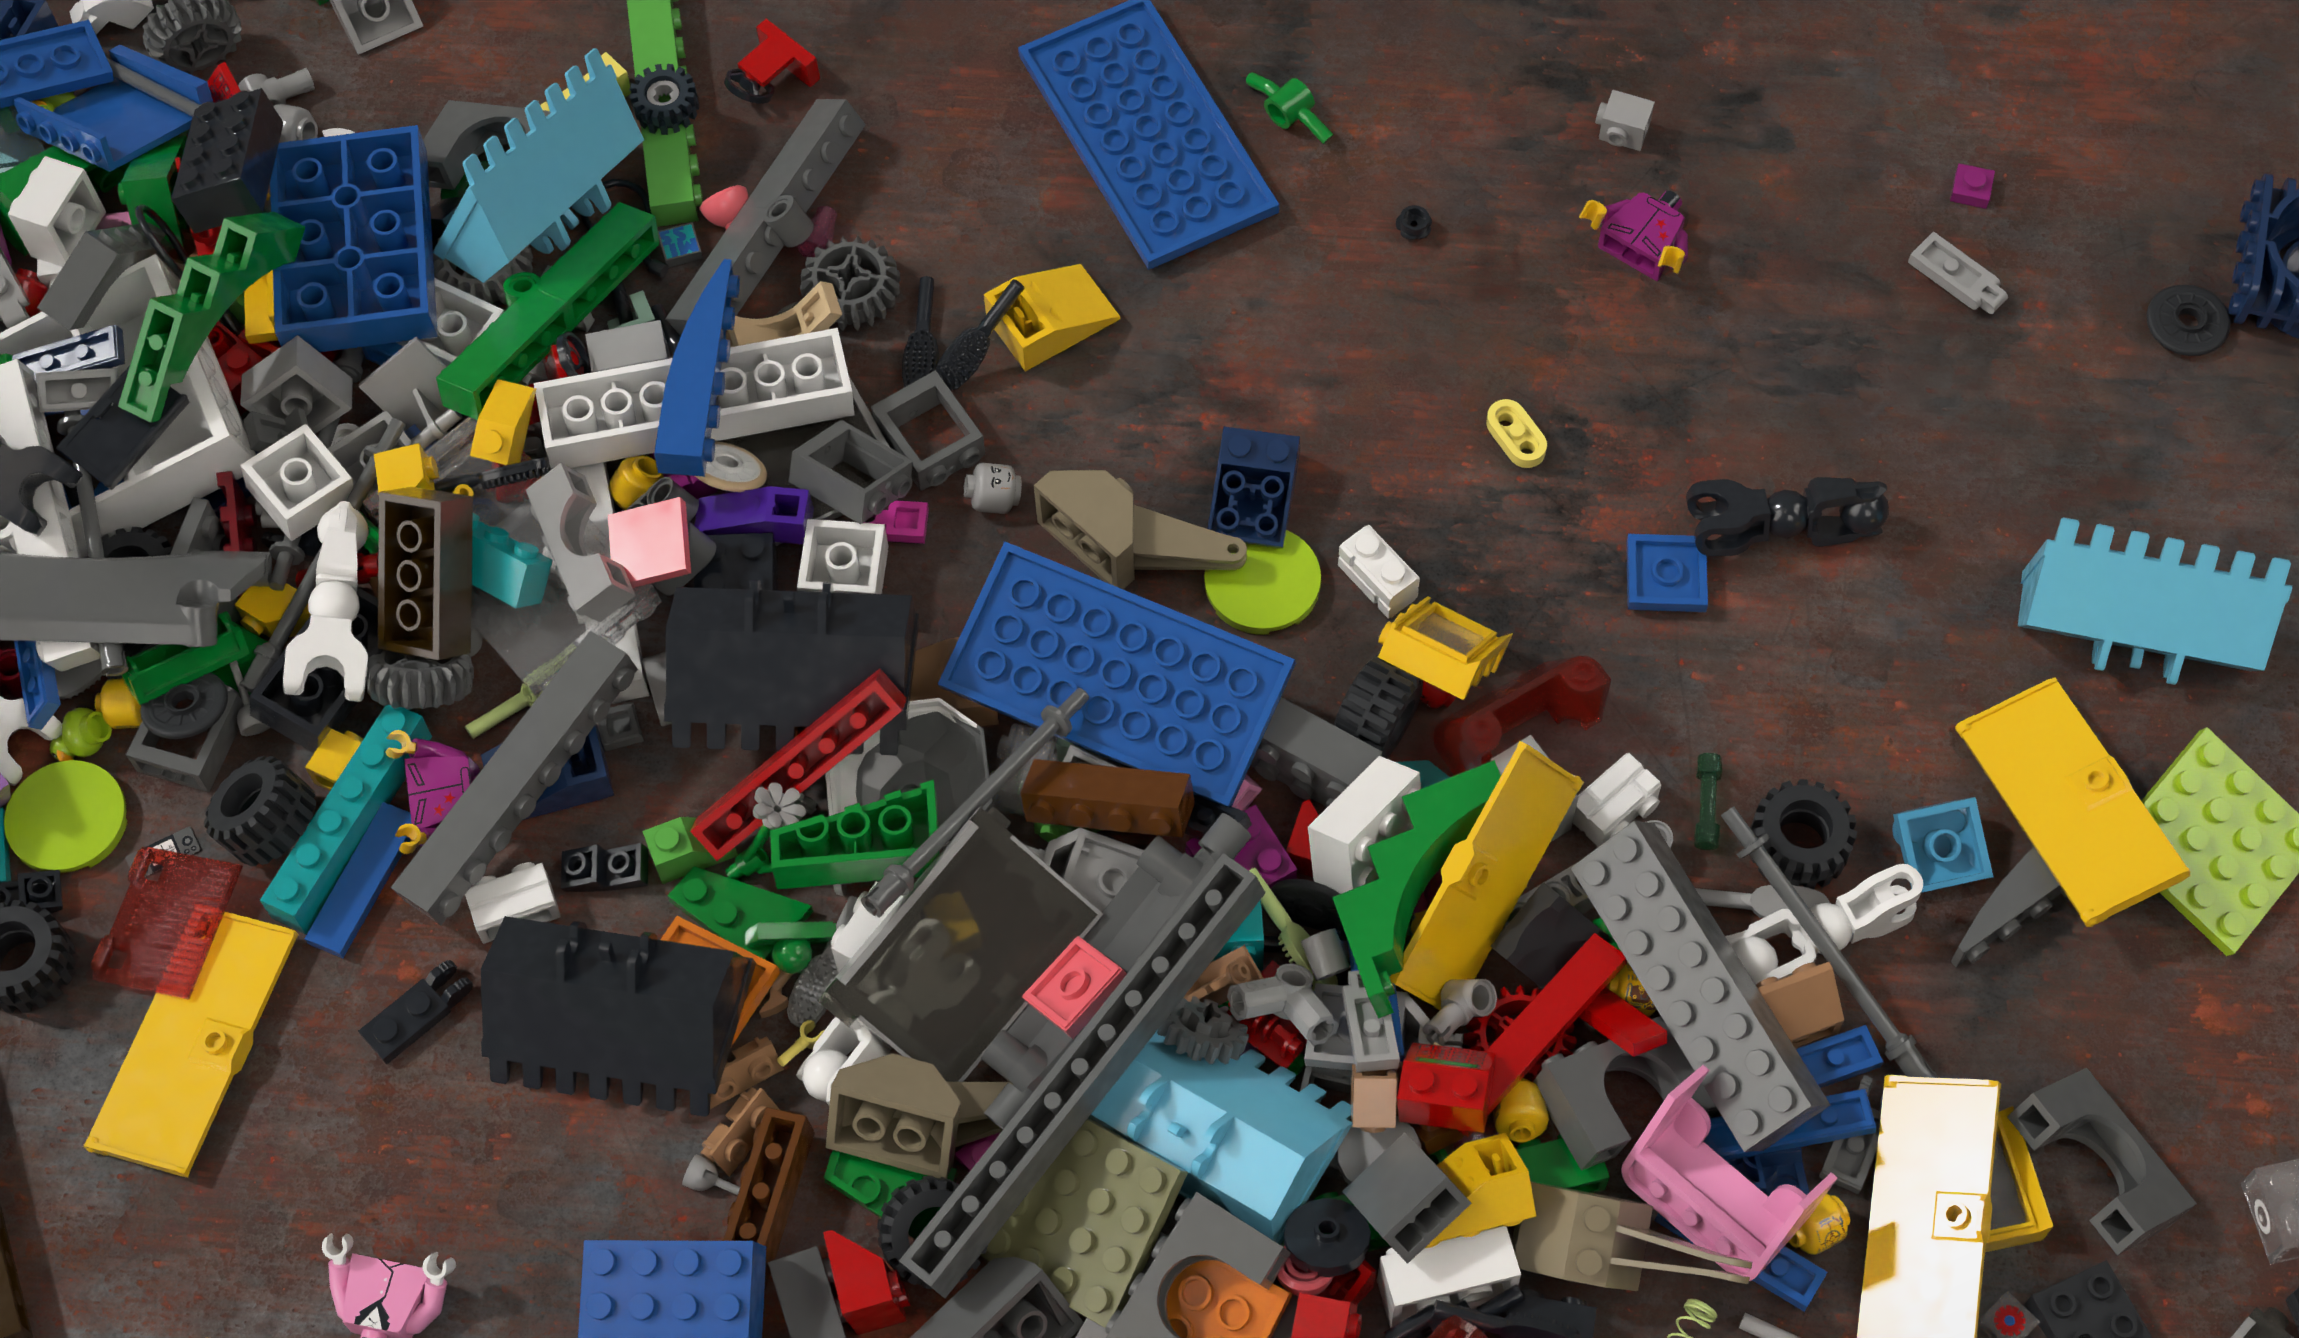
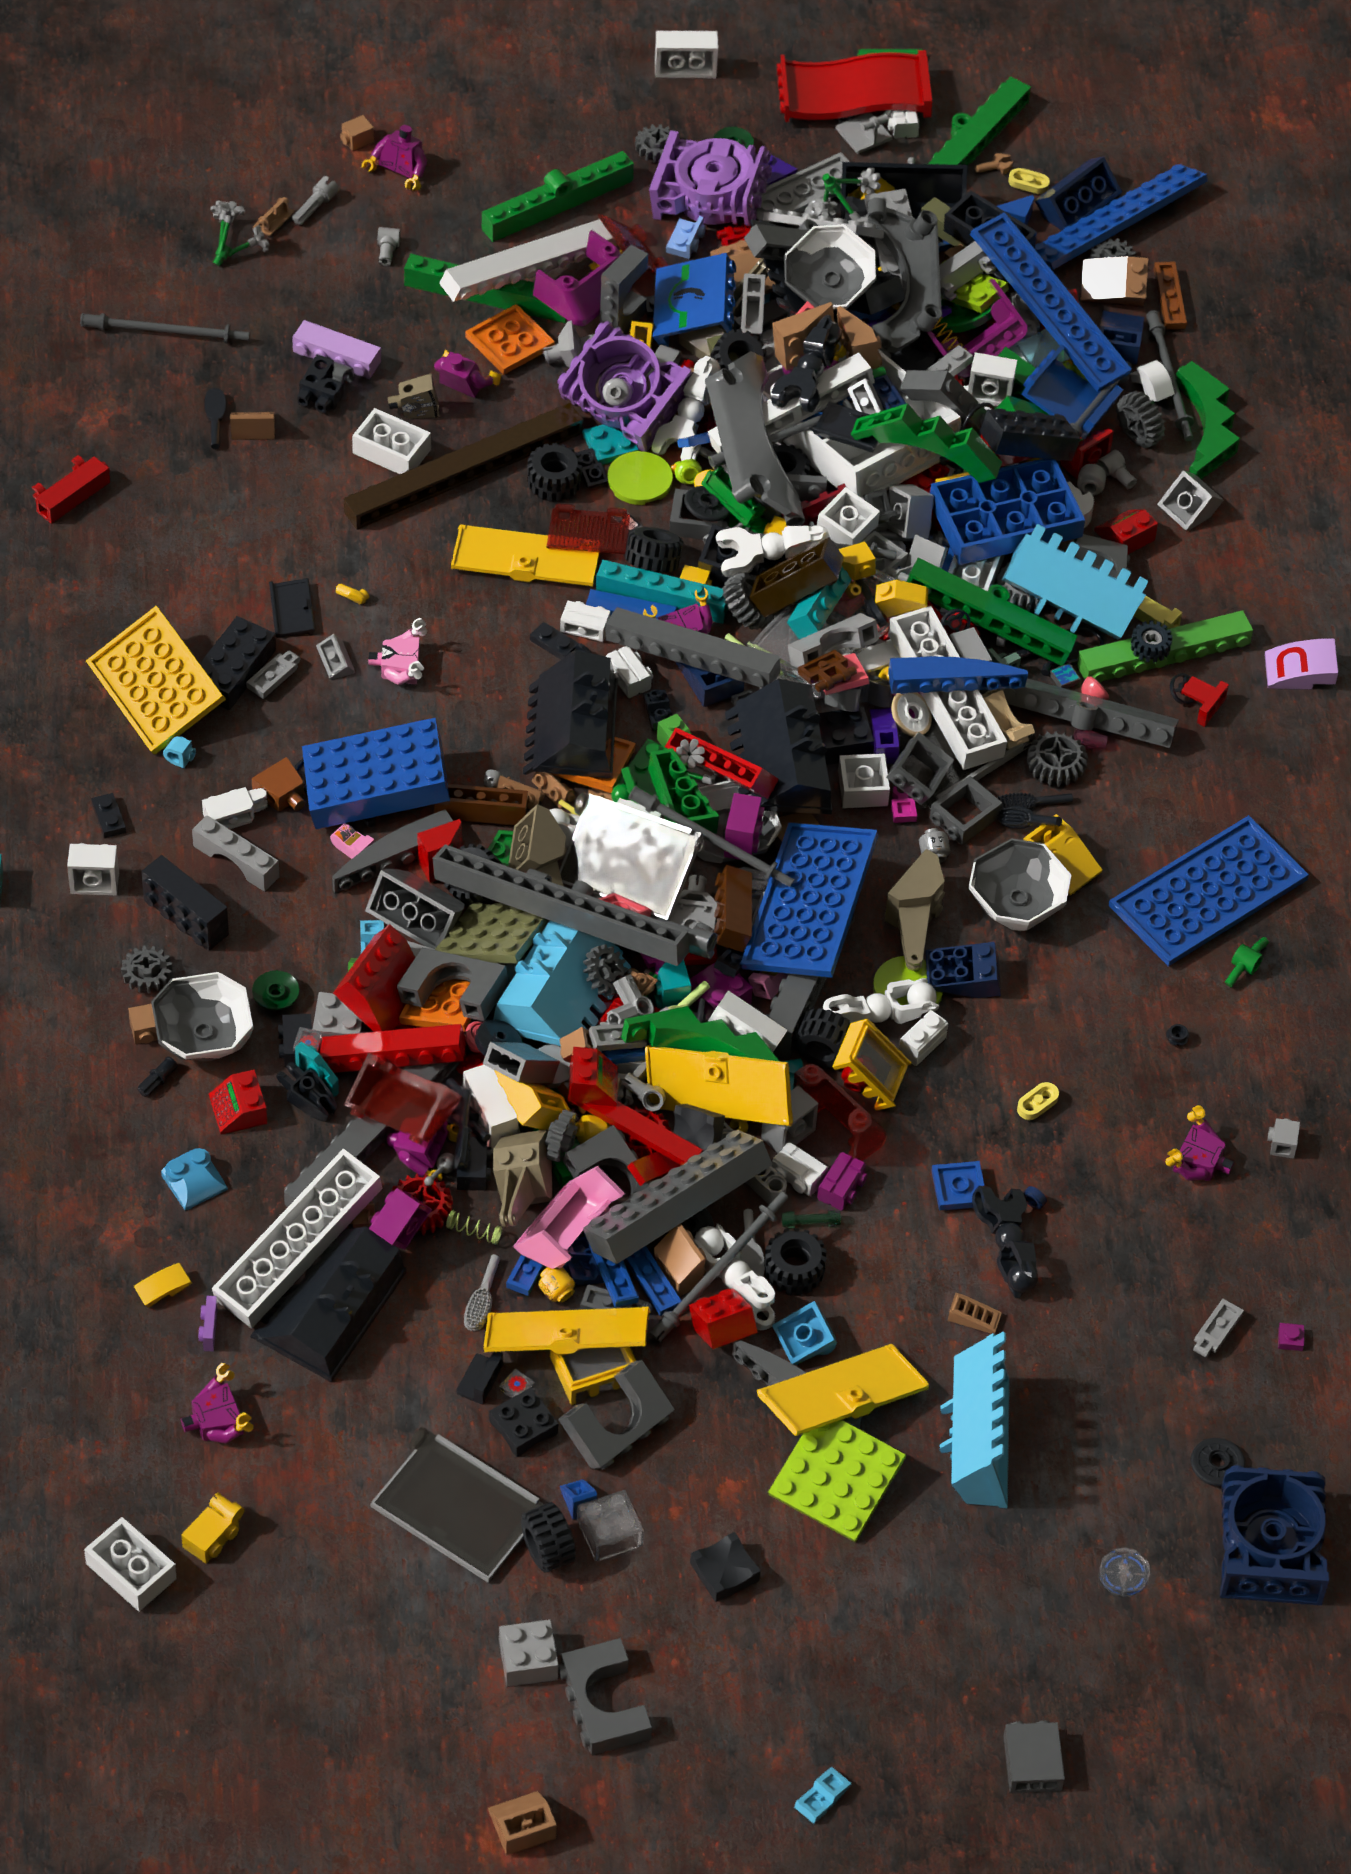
camera: 75 degrees right, 10 degrees down
(377, 957) = (584, 620): none -> white brick
(403, 94) = (1130, 528): none -> red slope
(641, 563) = (824, 666): none -> reddish brown plate
(955, 745) = (744, 823): none -> magenta brick
(1118, 367) = (1019, 883): none -> dark grey rock
(1319, 616) = (879, 1007): none -> white piece
(1556, 1156) = (561, 1135): none -> dark grey gear
(1647, 737) = (841, 1181): none -> magenta brick
(1702, 469) = (1034, 1197): none -> dark blue tile
(1898, 619) = (970, 1304): none -> medium nougat slope
(1918, 961) = (723, 1318): none -> red brick
(2242, 1249) = (576, 1494): none -> blue slope

